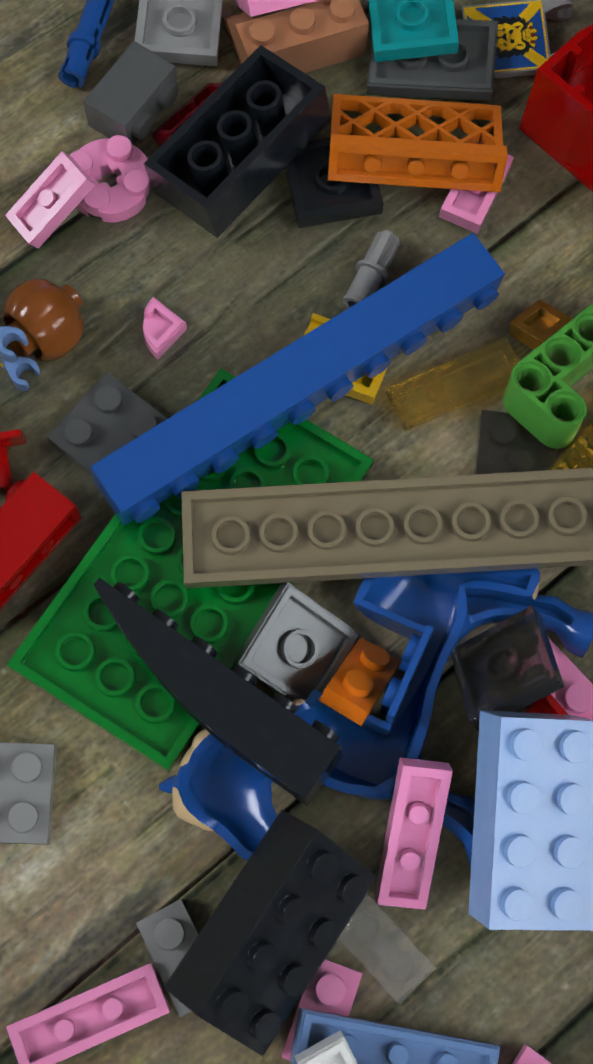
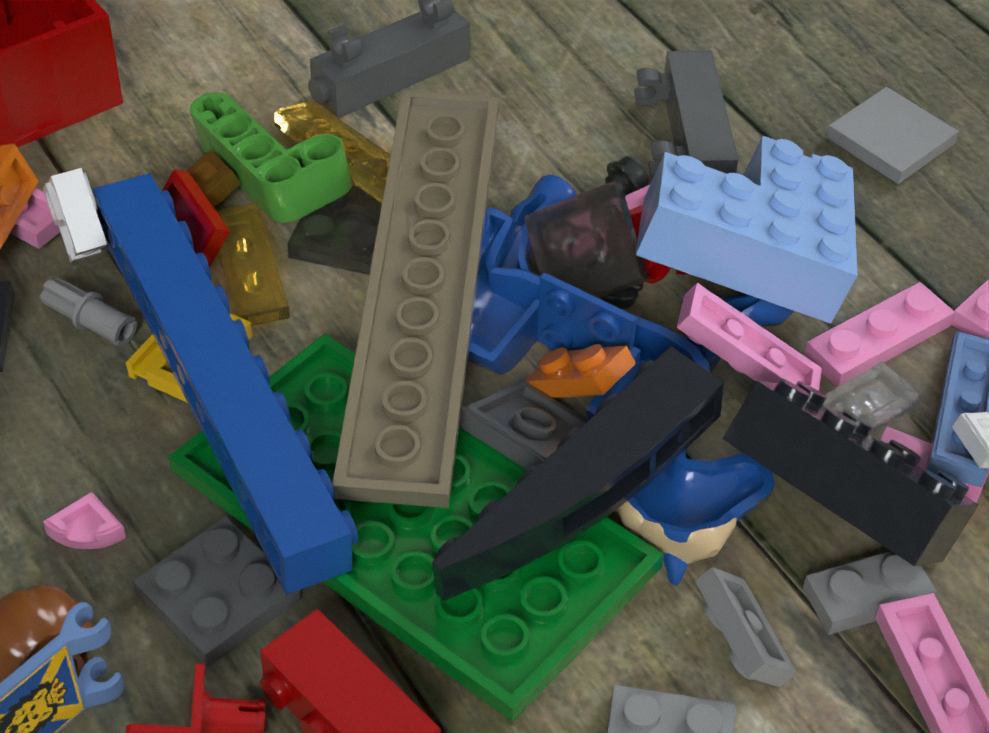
camera: 80 degrees left, 25 degrees down
(117, 847) = (752, 641): none -> light grey plate
(449, 224) = (75, 214): none -> white brick
(489, 970) = (879, 333): none -> bright pink plate
(490, 323) = (195, 209): none -> red tile

